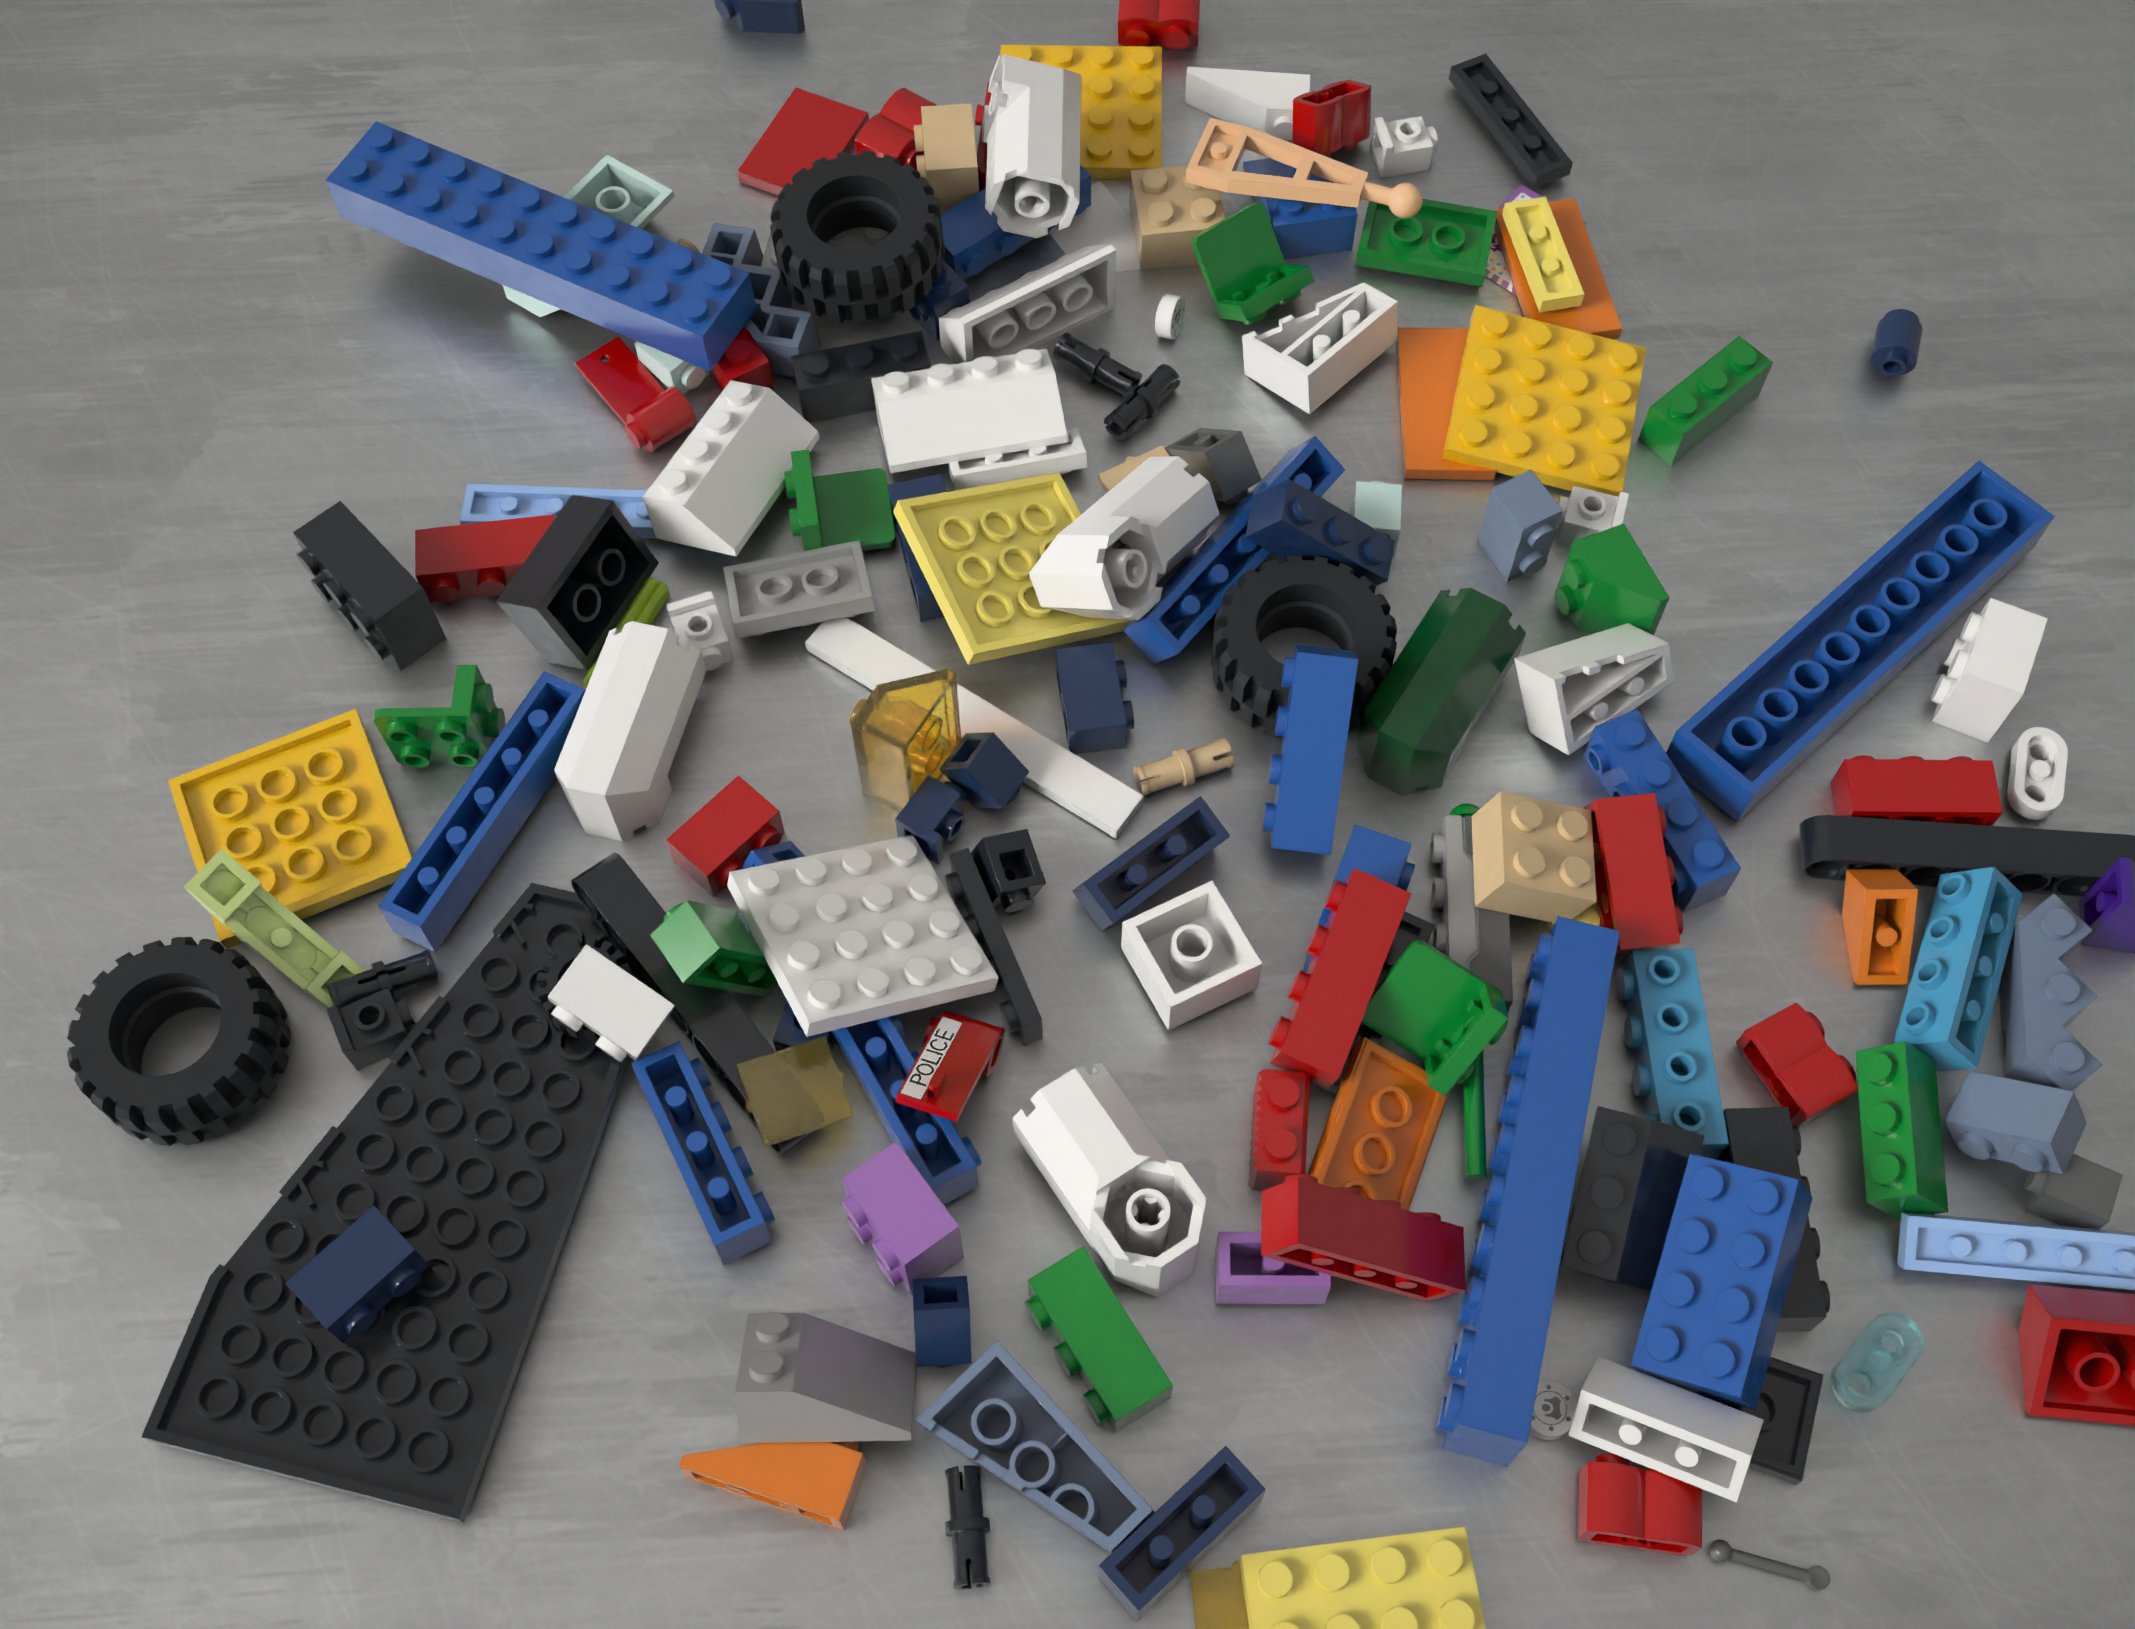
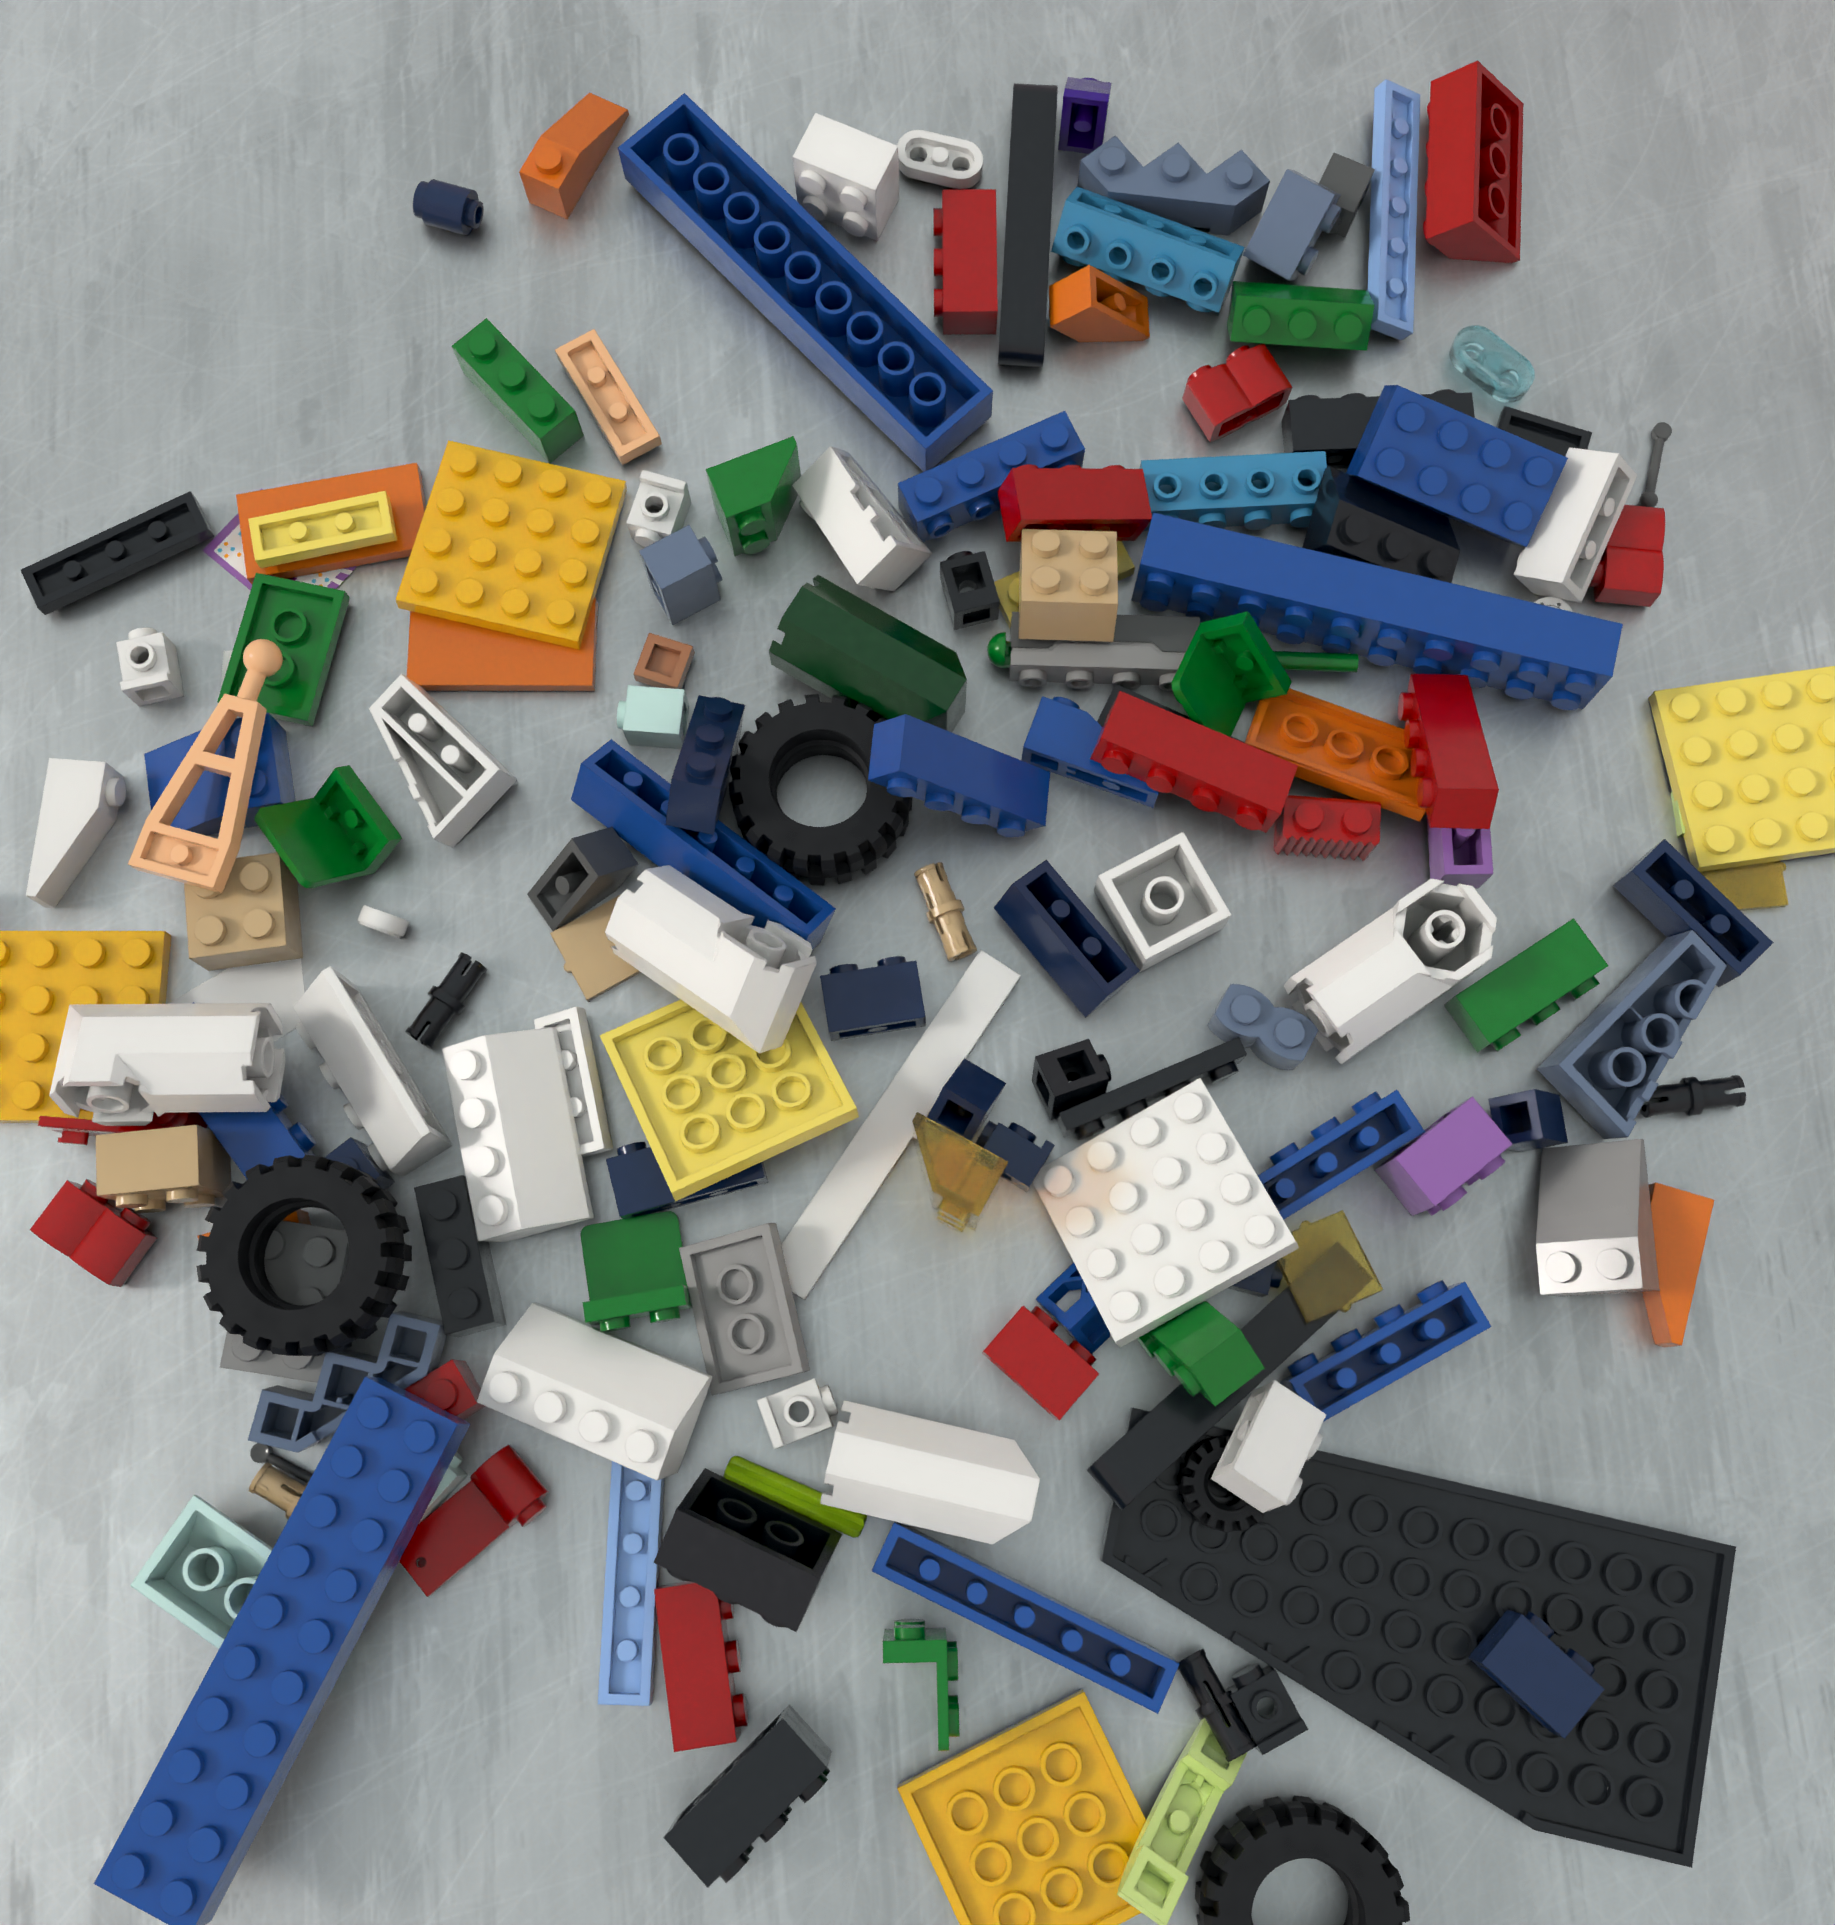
camera: 90 degrees left, 15 degrees up
(799, 135) = (98, 1353): red tile -> none
(950, 1064) = (1296, 1117): red door -> none
(1063, 1043) = (1273, 1033): none -> sand blue brick
(1142, 402) = (496, 952): black pin -> none
(1332, 117) = (117, 737): red brick -> none
(1432, 526) = (663, 662): none -> nougat plate
(1537, 775) = (974, 606): none -> black brick
(1711, 477) = (608, 396): none -> light nougat plate
(1966, 431) = (571, 154): none -> orange slope

